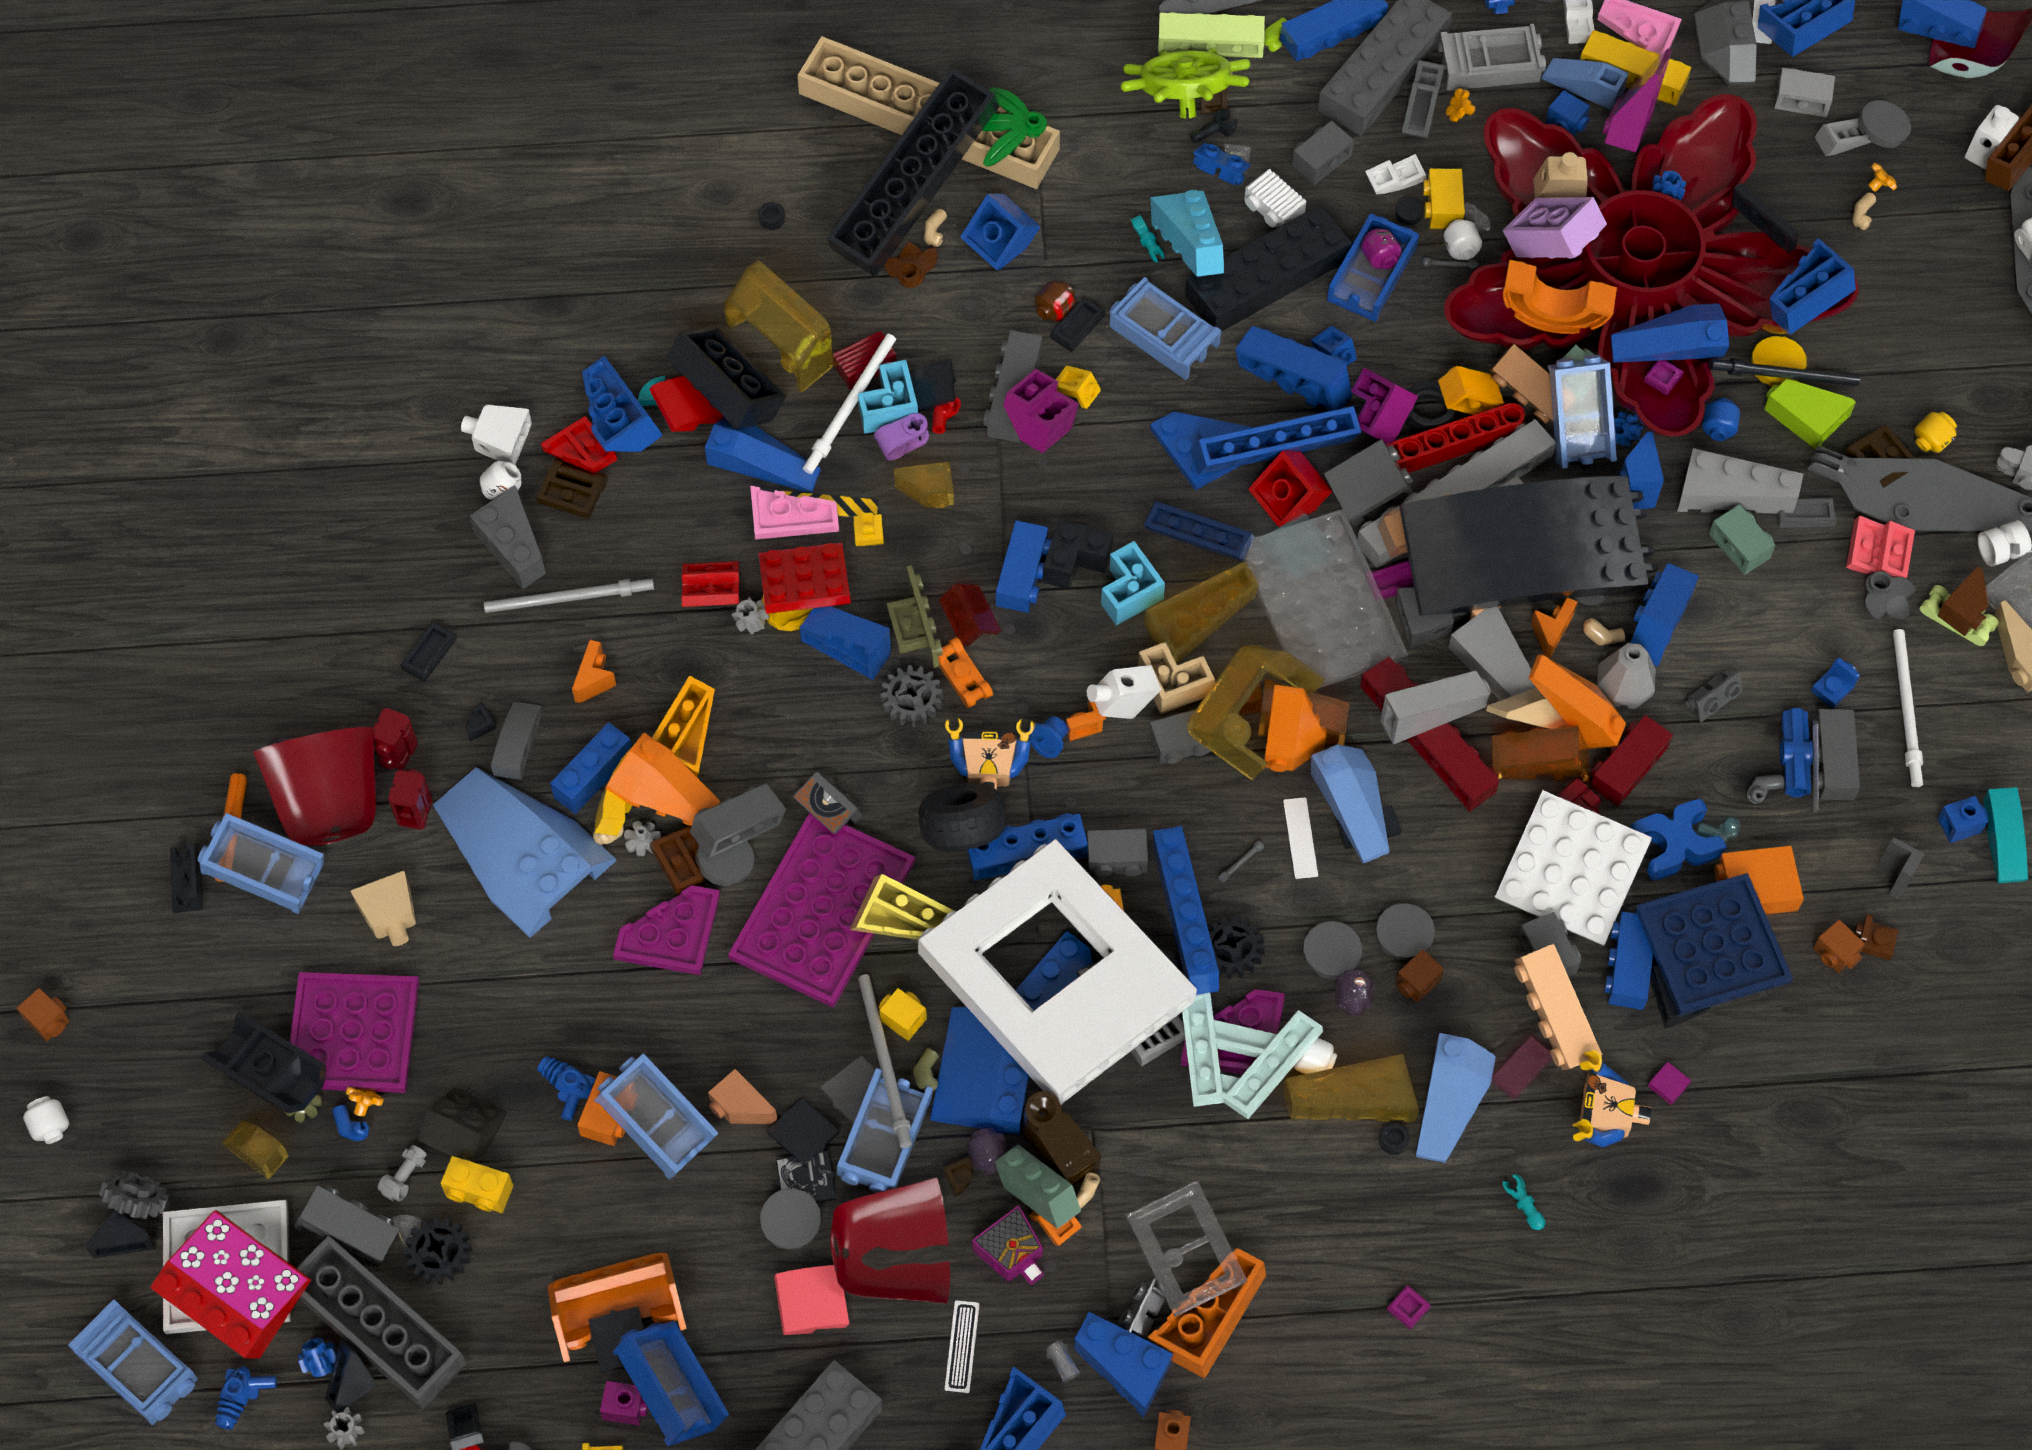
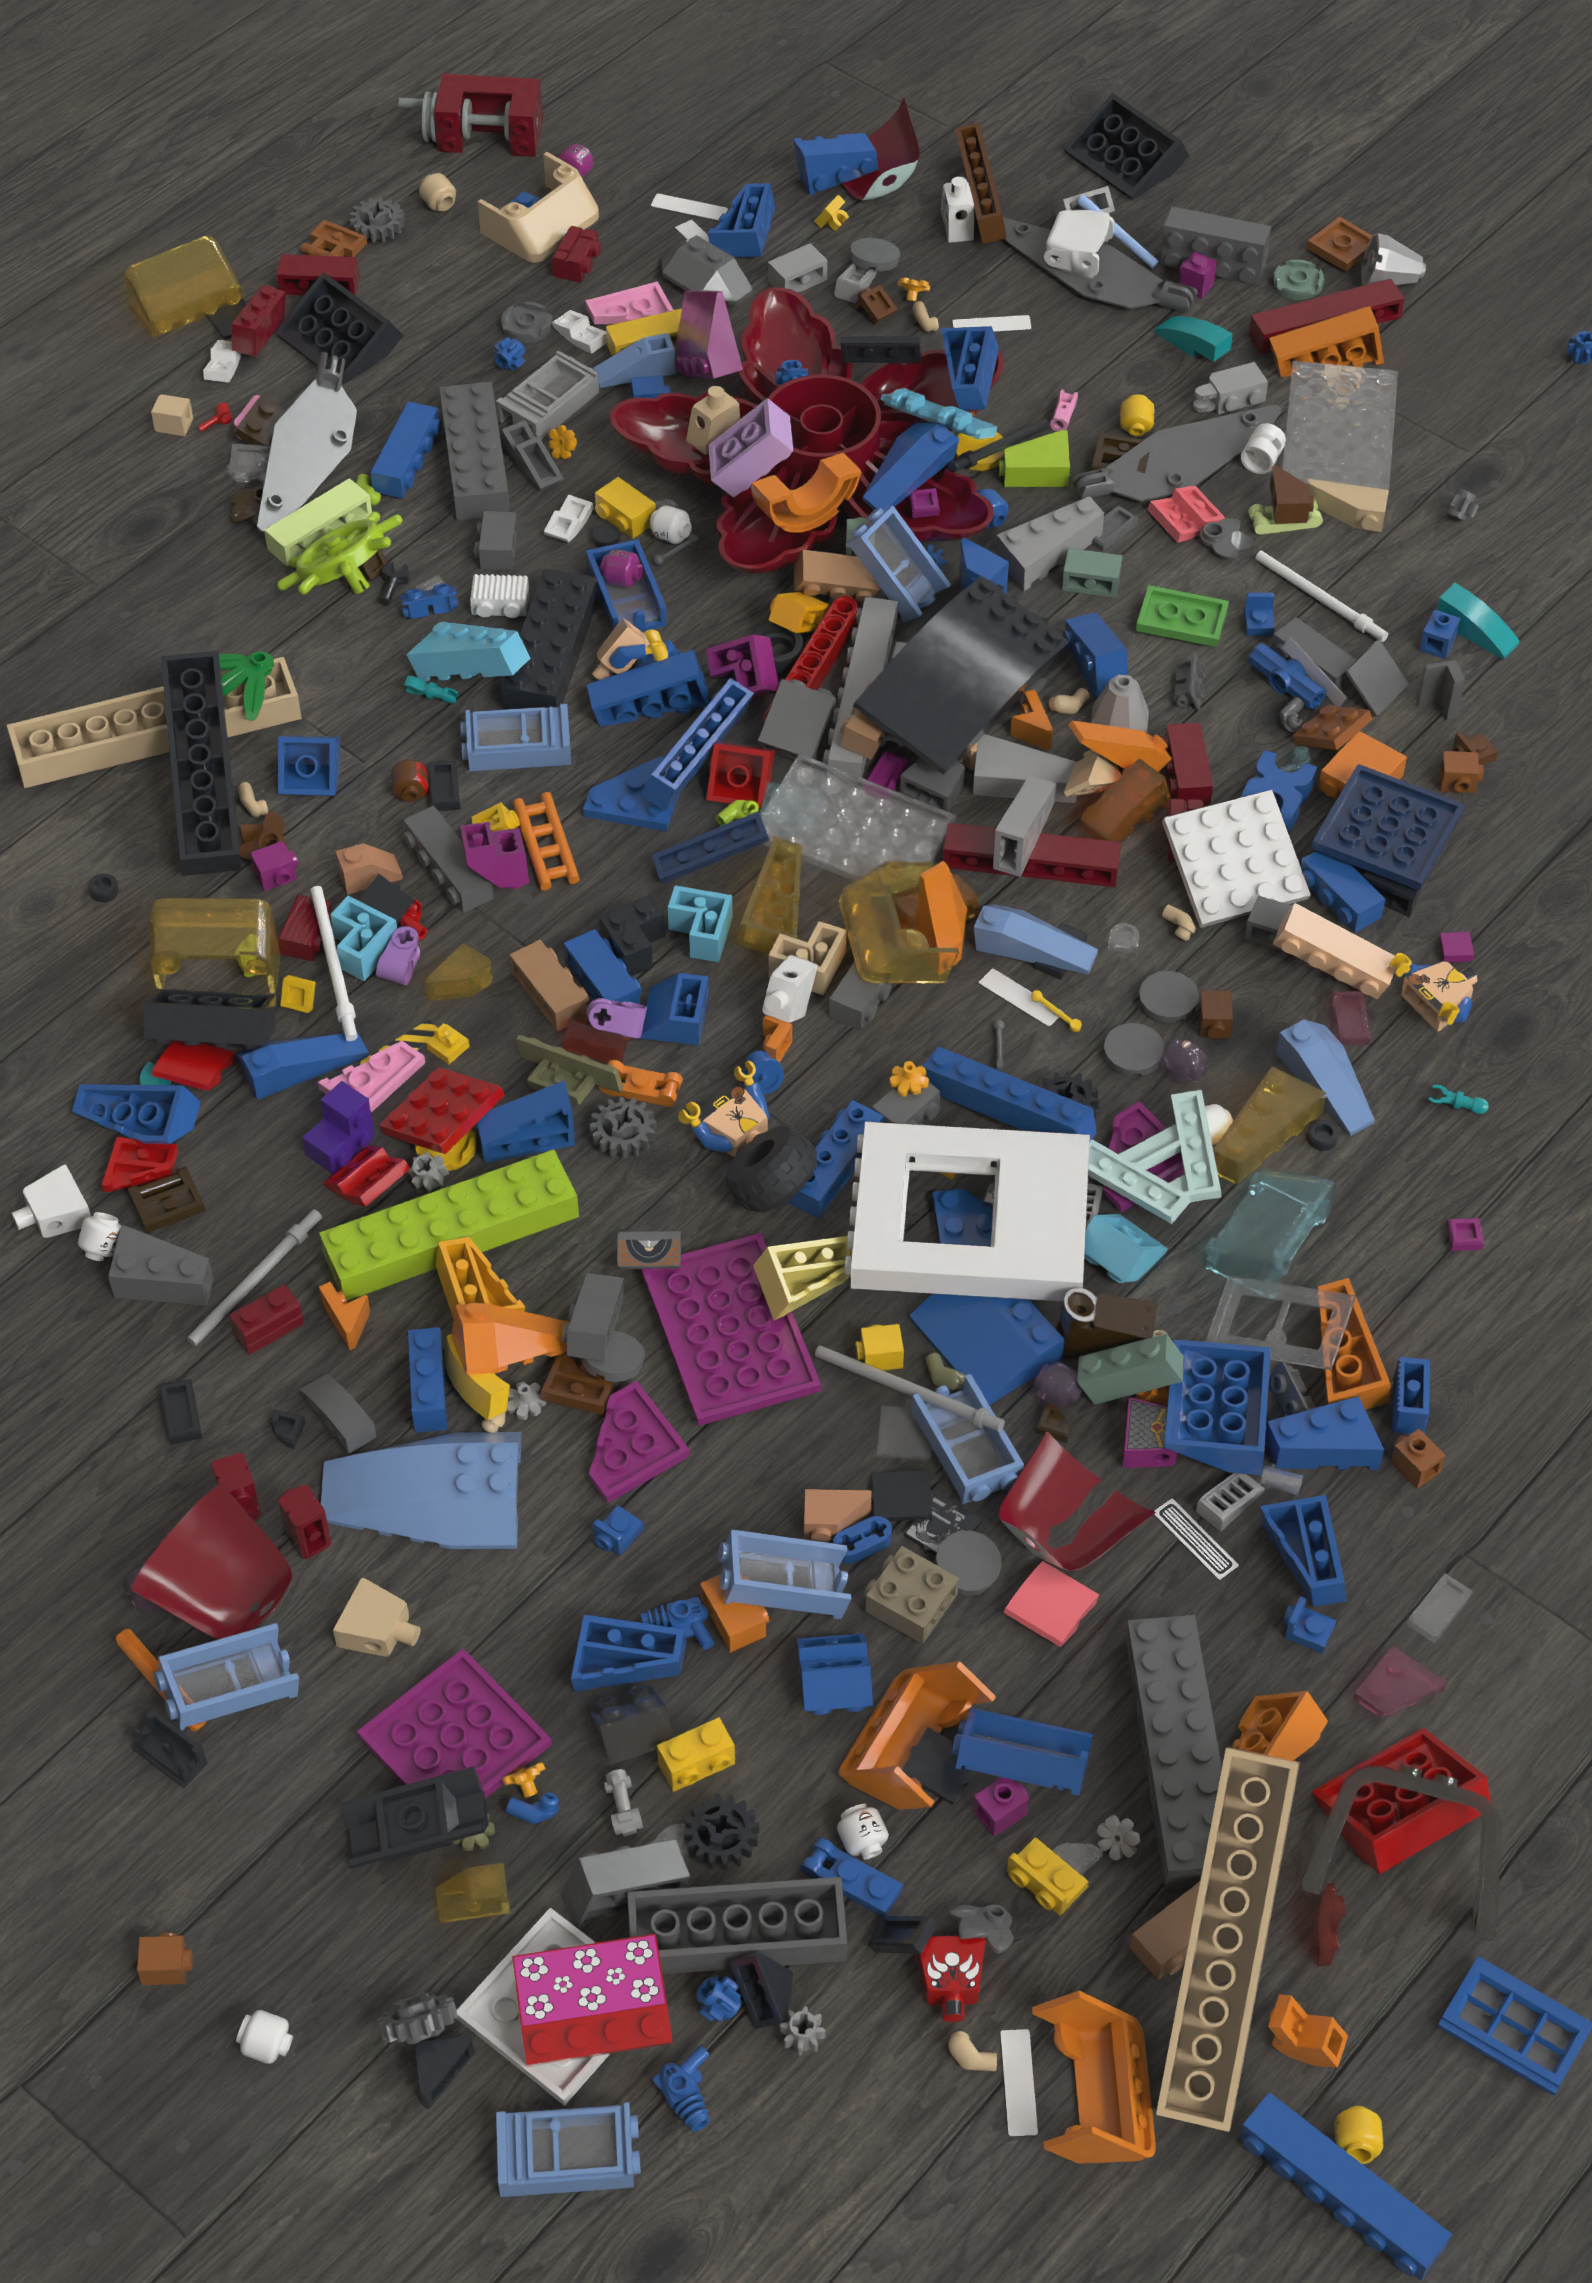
camera: 45 degrees left, 10 degrees down
(485, 1360) = (859, 1880): none -> blue plate
(504, 1071) = (625, 1652): none -> blue wedge
(519, 1336) = (862, 1831): none -> white head
(539, 633) = (266, 1319): none -> dark red brick
(598, 984) = (617, 1531): none -> blue bracket
(620, 1212) = (834, 1673): none -> blue piece
(724, 536) = (342, 1131): none -> dark purple brick
(725, 1206) = (911, 1594): none -> dark tan brick
(737, 669) = (486, 1208): none -> lime brick
(745, 1131) = (863, 1541): none -> blue beam
(808, 407) = (298, 993): none -> yellow tile
(894, 293) = (274, 865): none -> magenta brick
(954, 343) = (361, 865): none -> nougat slope
(979, 543) = (549, 984): none -> medium nougat brick
(990, 609) = (622, 1017): none -> medium lavender piece
(1004, 1329) = (1221, 1519): none -> light grey slope
(1042, 639) = (677, 1009): none -> blue slope
(1073, 1269) = (1220, 1405): none -> blue slope
(1103, 442) = (538, 854): none -> orange bar
(1133, 832) = (909, 1079): none -> light orange plant
(1148, 1090) = (1121, 1247): none -> medium azure slope
(1217, 1388) = (1411, 1395): none -> blue brick
(1258, 516) = (736, 810): none -> lime arm
(1265, 1172) = (1270, 1225): none -> clear light blue windscreen
(1313, 316) = (626, 646): none -> torso
(1313, 893) = (1074, 1025): none -> yellow hinge
(1426, 857) = (1124, 938): none -> clear tile
(1483, 883) = (1180, 918): none -> tan arm
(1743, 311) = (948, 416): none -> medium azure hinge
(1773, 634) = (1182, 616): none -> bright green plate
(1778, 825) = (1332, 727): none -> dark orange plate
(1834, 169) = (875, 303): none -> reddish brown bracket
(1863, 814) = (1377, 677): none -> dark grey piece
(1882, 381) = (1063, 411): none -> bright pink bar
(1890, 59) = (832, 213): none -> yellow tile
(1916, 258) = (998, 323): none -> white sticker

